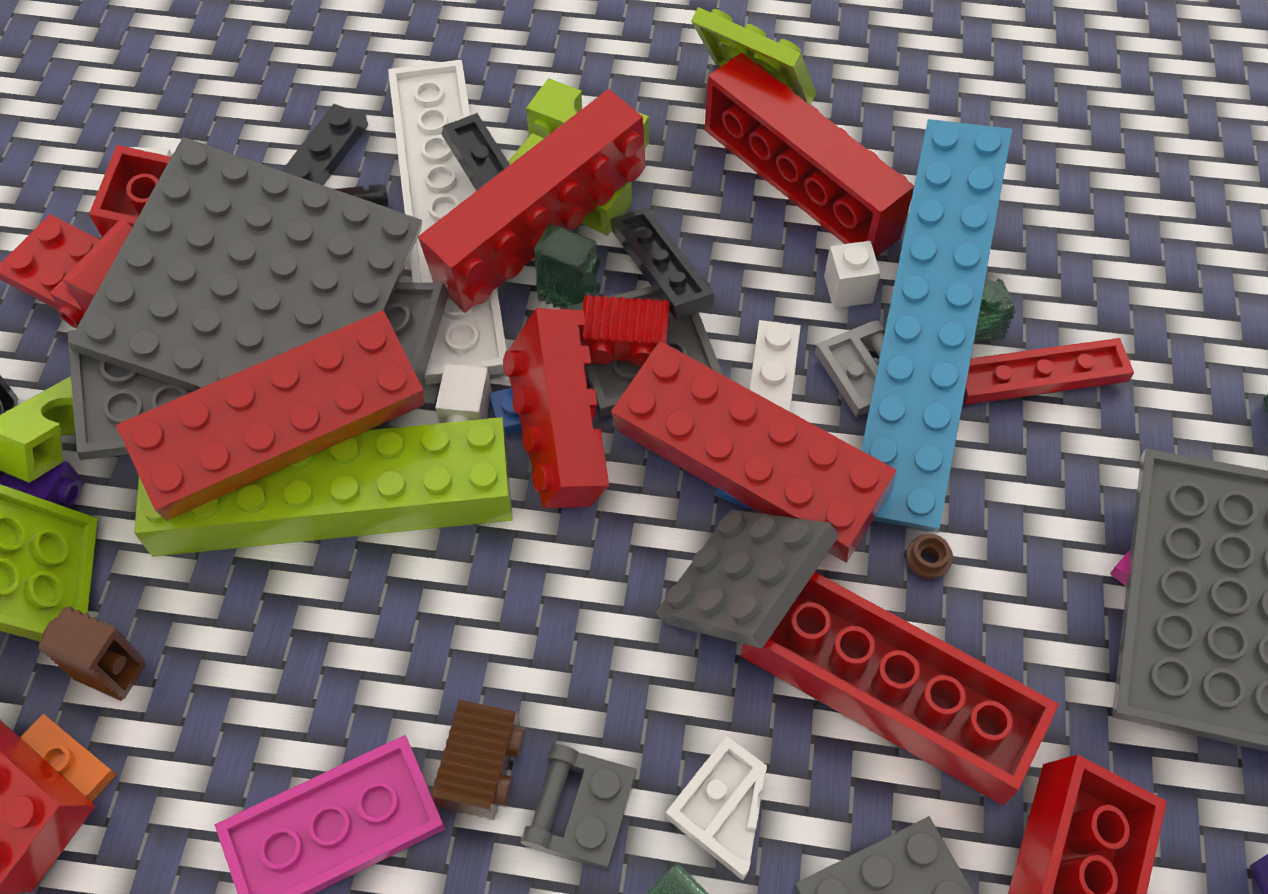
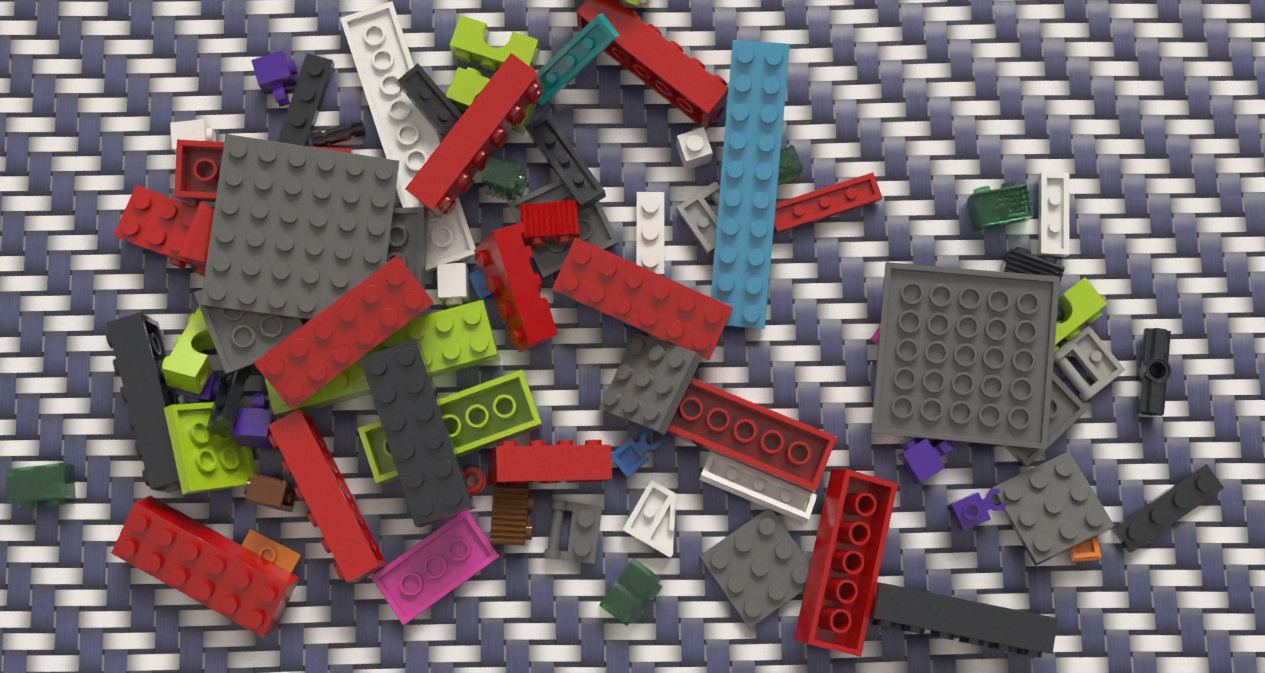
camera: 10 degrees left, 20 degrees up
(78, 496) = (227, 400): none -> black plate
(102, 548) = (252, 424): none -> dark purple brick
(180, 679) = (327, 496): none -> red brick
(284, 119) = (275, 74): none -> dark purple brick
(349, 591) = (417, 433): none -> black brick
(406, 600) = (475, 420): none -> lime brick
(426, 681) = (482, 480): none -> red plate
(561, 679) = (549, 463): none -> red wedge
(696, 133) = (576, 56): none -> teal plate
(700, 693) = (632, 456): none -> blue plate
(913, 780) = (758, 487): none -> white plate
(932, 545) = (760, 337): reddish brown plate -> none
(1204, 775) = (922, 459): none -> dark purple brick

